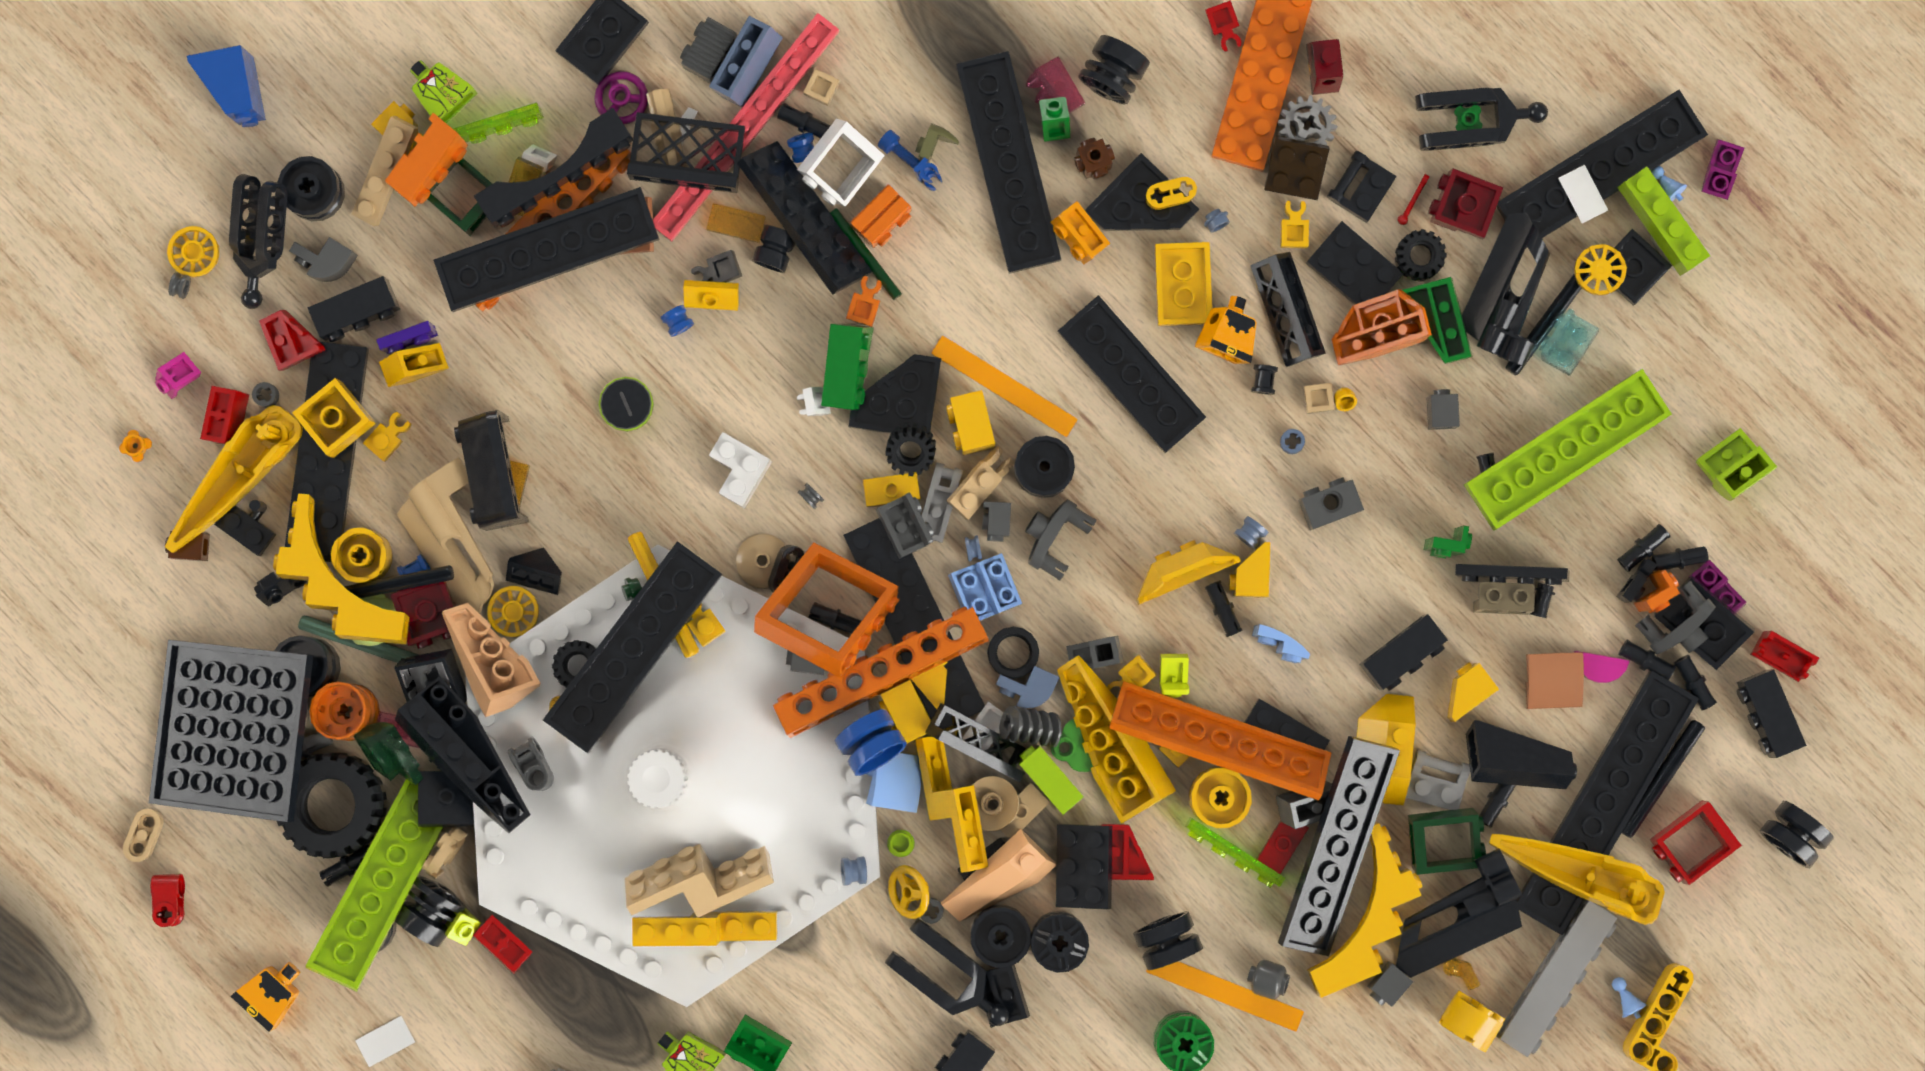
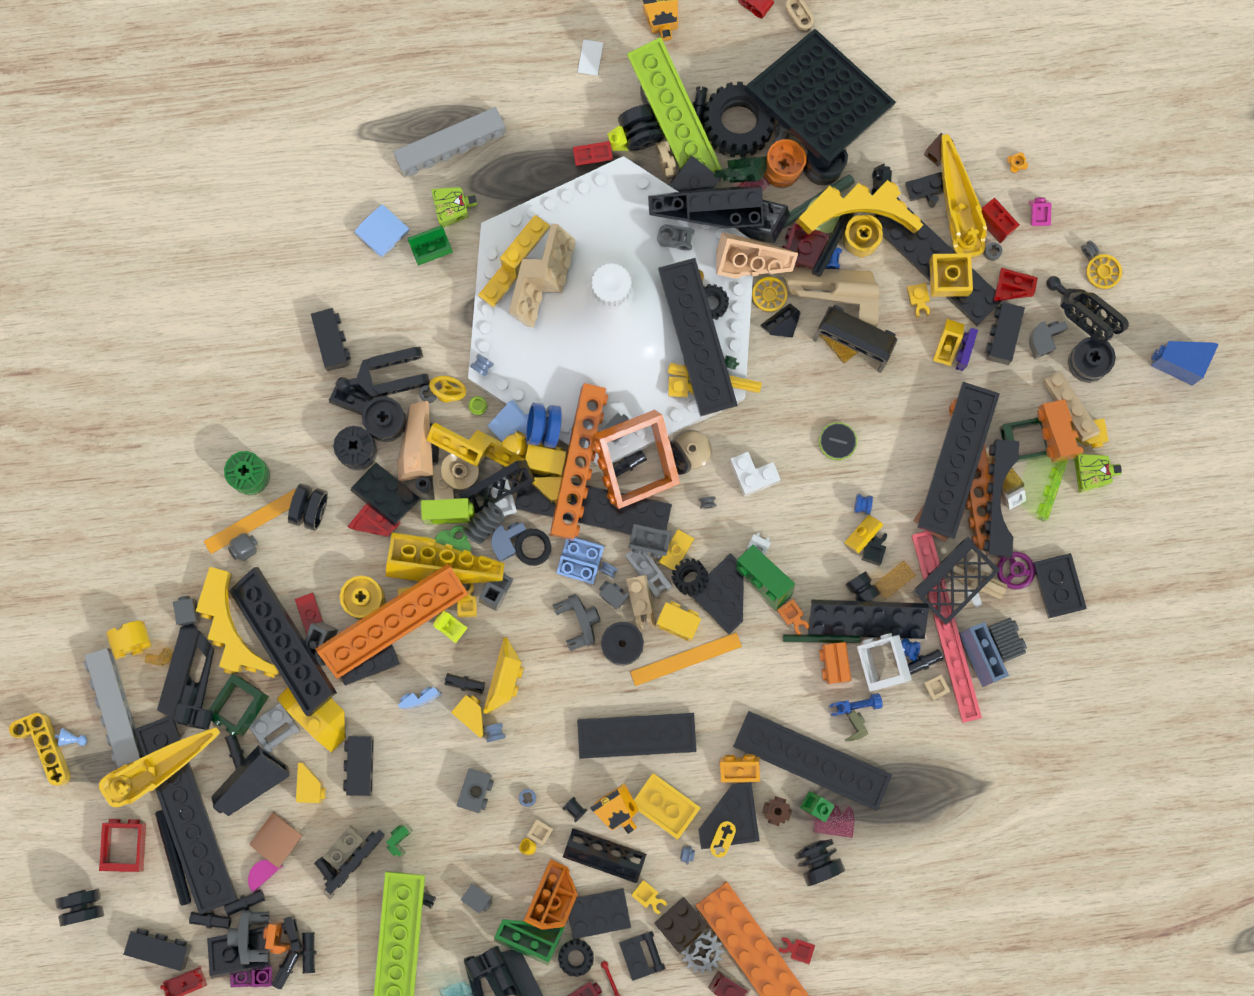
camera: 130 degrees right, 5 degrees down
(914, 761) = (515, 444): none -> yellow brick
(1039, 838) = (422, 480): none -> black pin
(1224, 847) = (318, 584): clear neon green plate -> none

